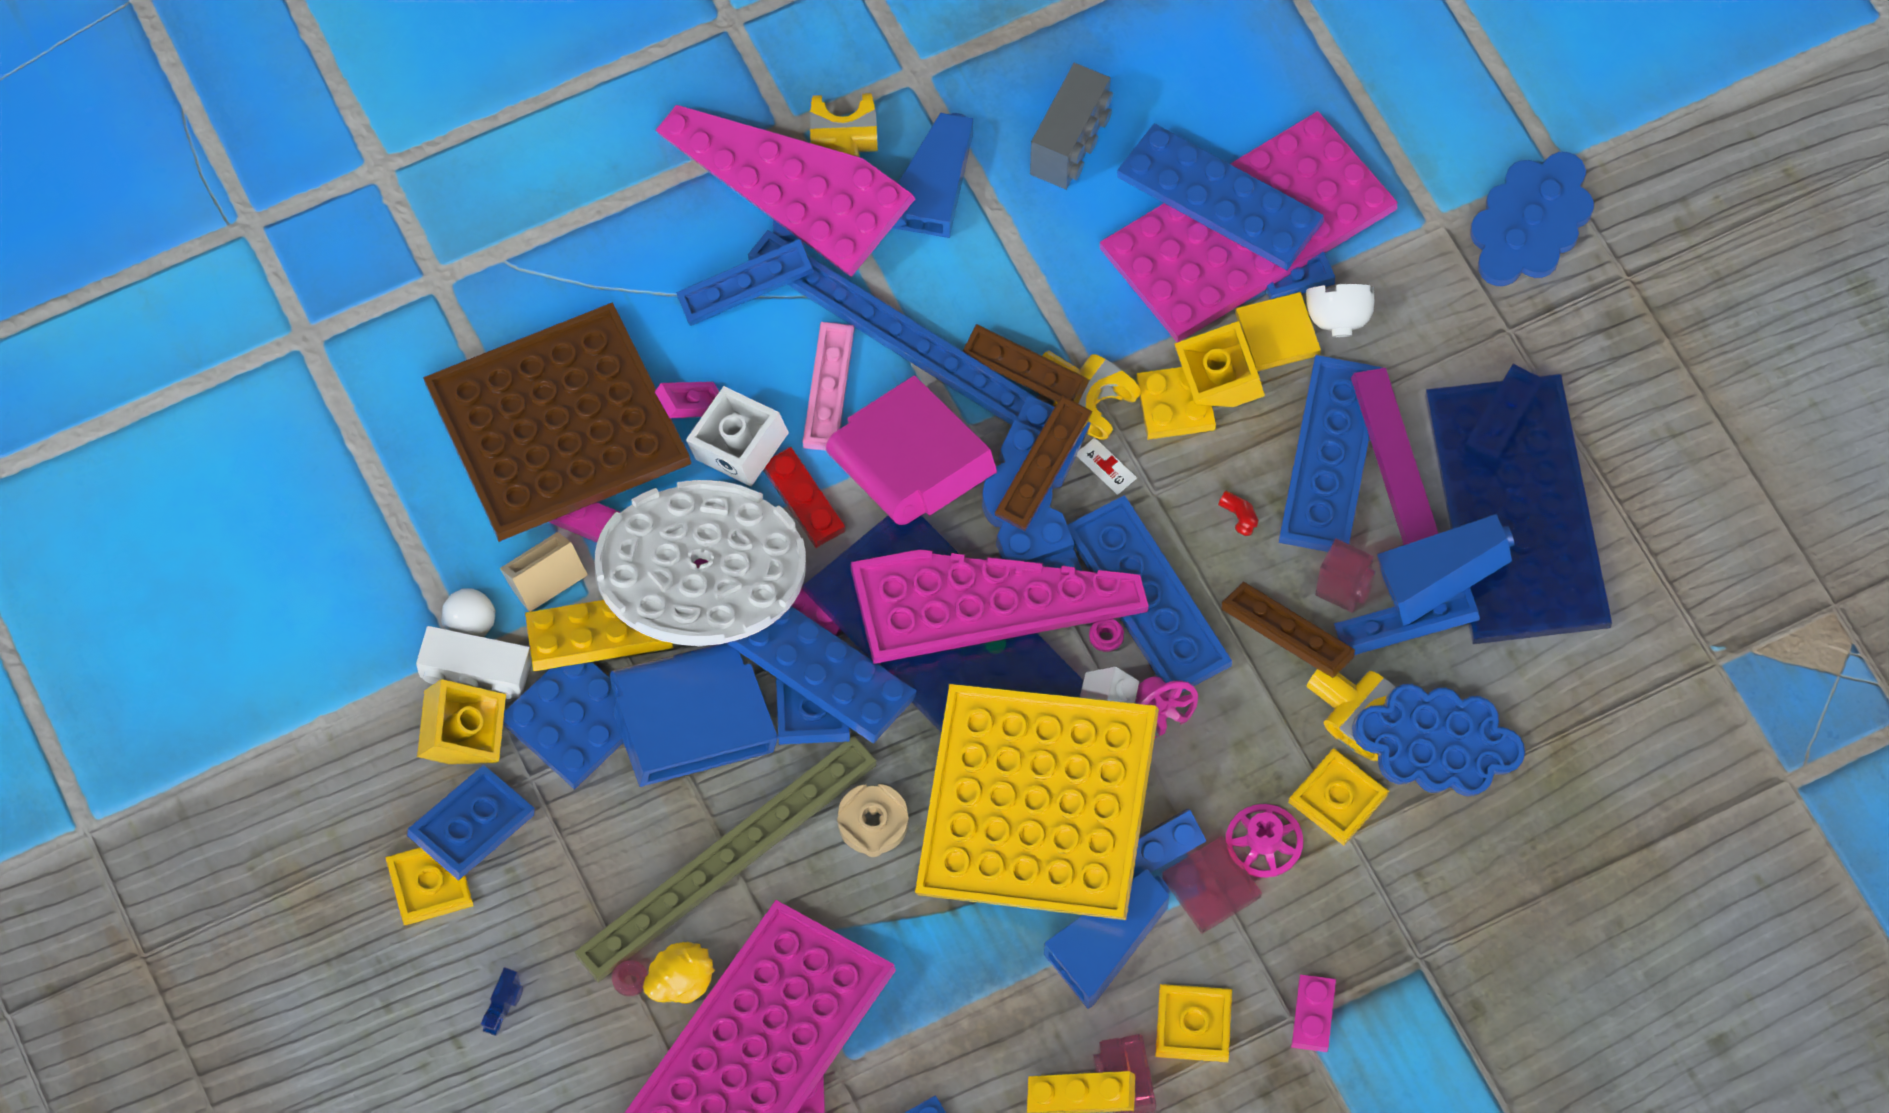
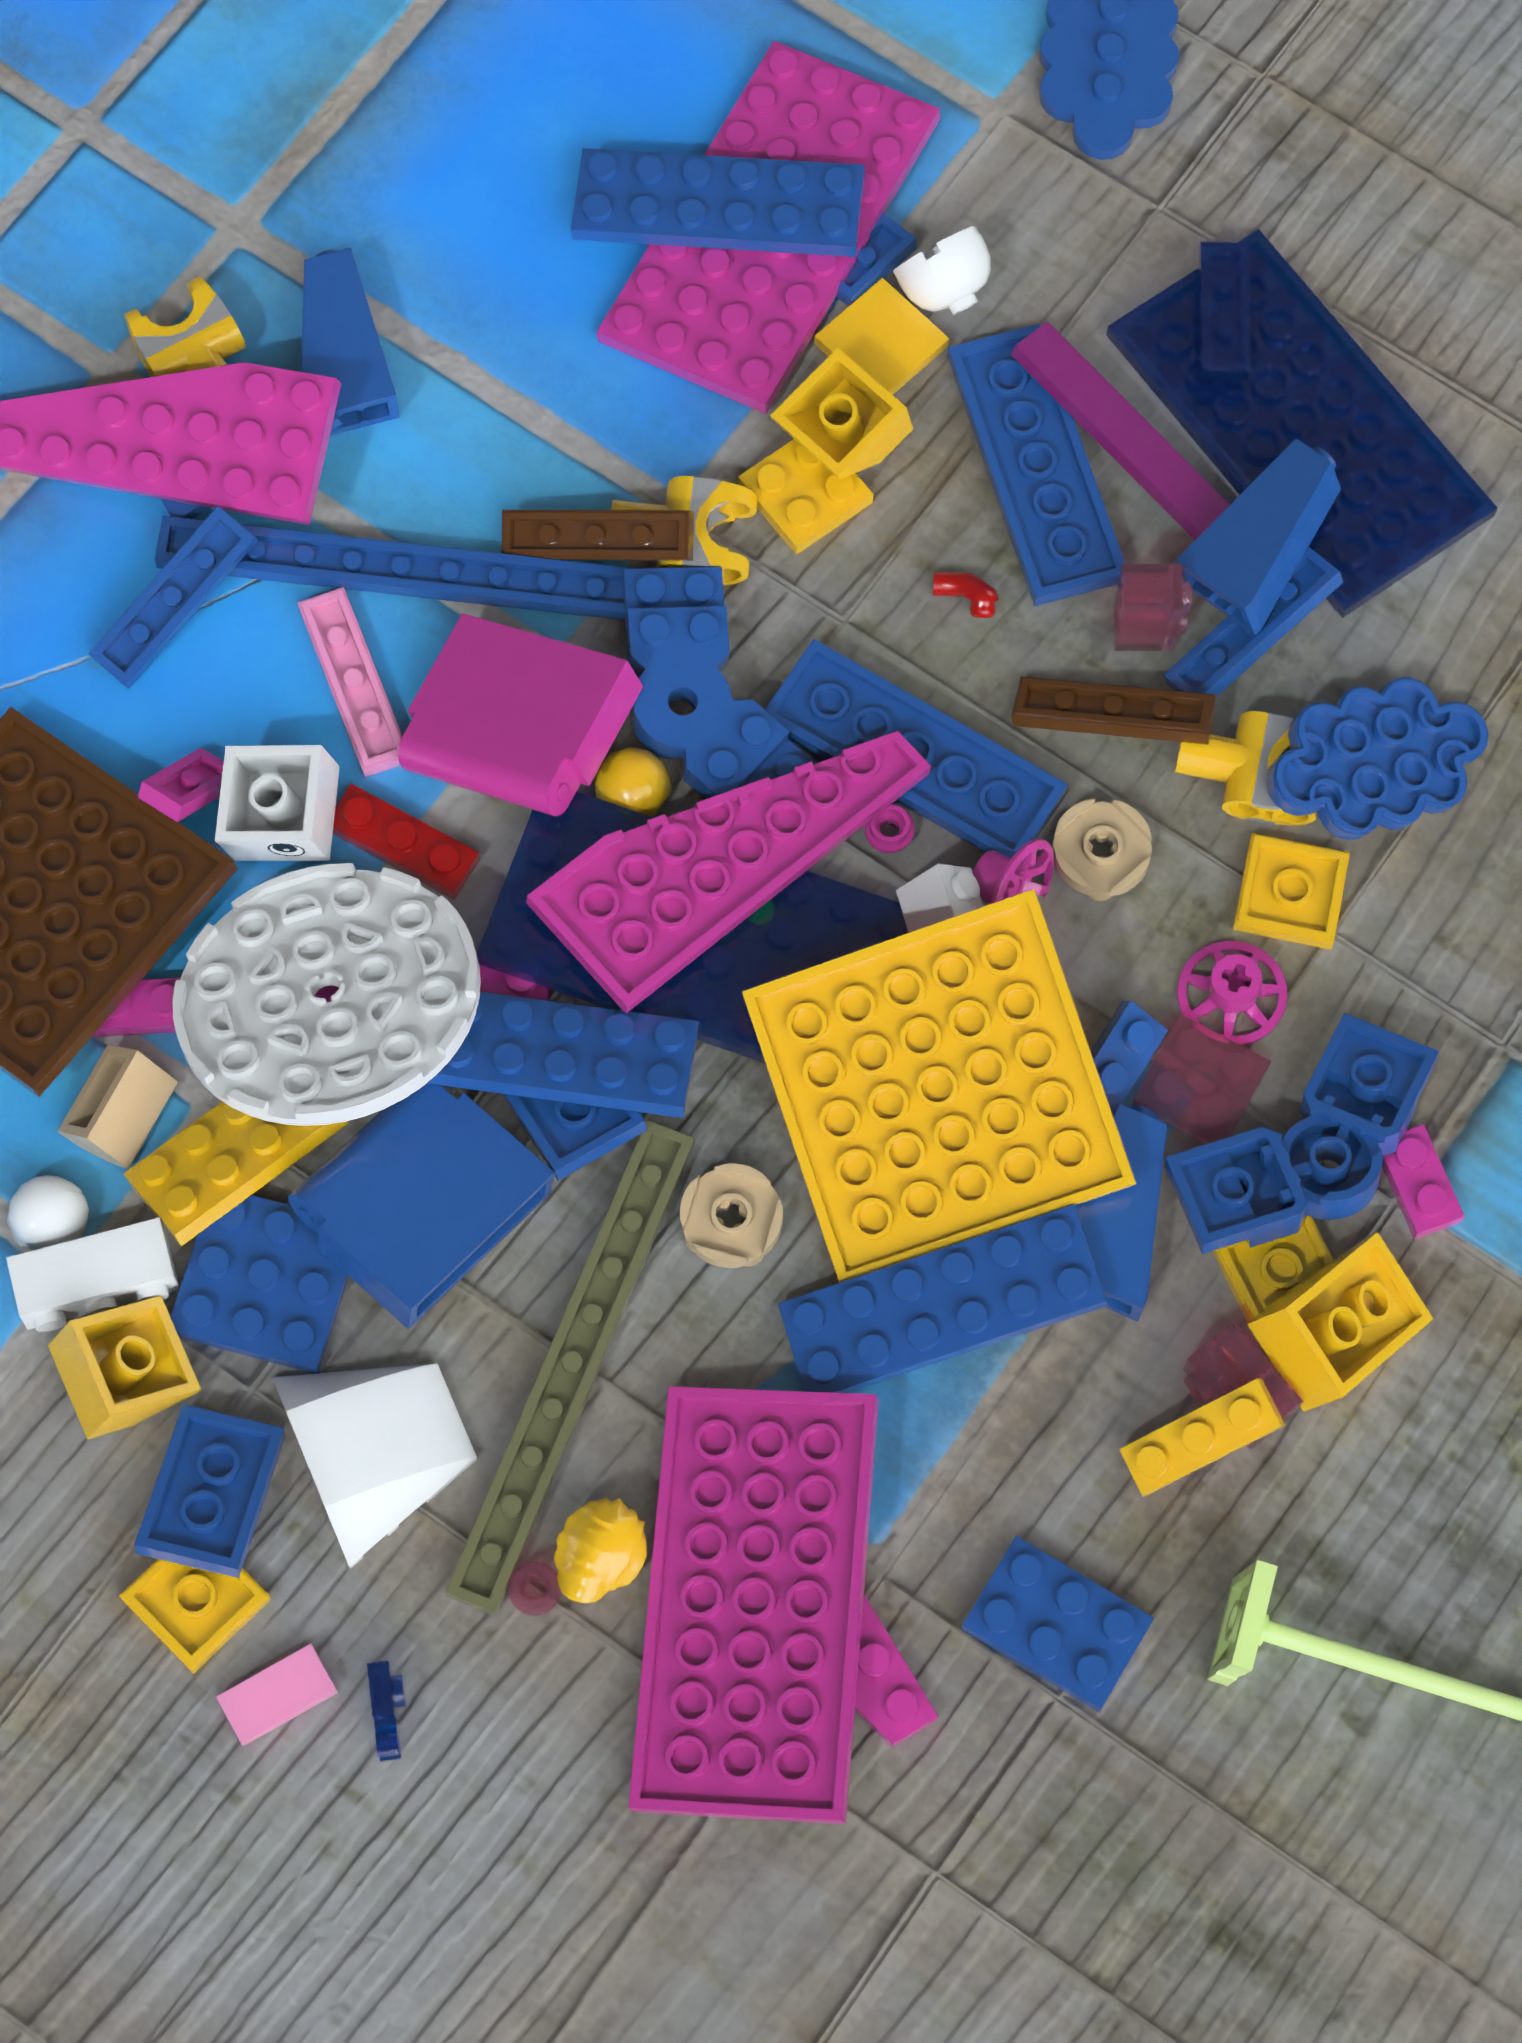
camera: 30 degrees left, 5 degrees up
(444, 961) = (276, 1694): none -> bright pink tile
(583, 847) = (376, 1445): none -> white wedge
(964, 529) = (634, 781): none -> yellow hair
(970, 934) = (943, 1303): none -> blue plate
(1043, 463) = (698, 646): reddish brown tile -> none
(1071, 126) = (483, 199): dark grey brick -> none
(1106, 466) = (765, 614): white sticker -> none
(1210, 1069) = (1341, 1323): none -> yellow slope
(1223, 728) = (1102, 875): none -> tan plate
(1295, 949) = (1351, 1114): none -> blue plate

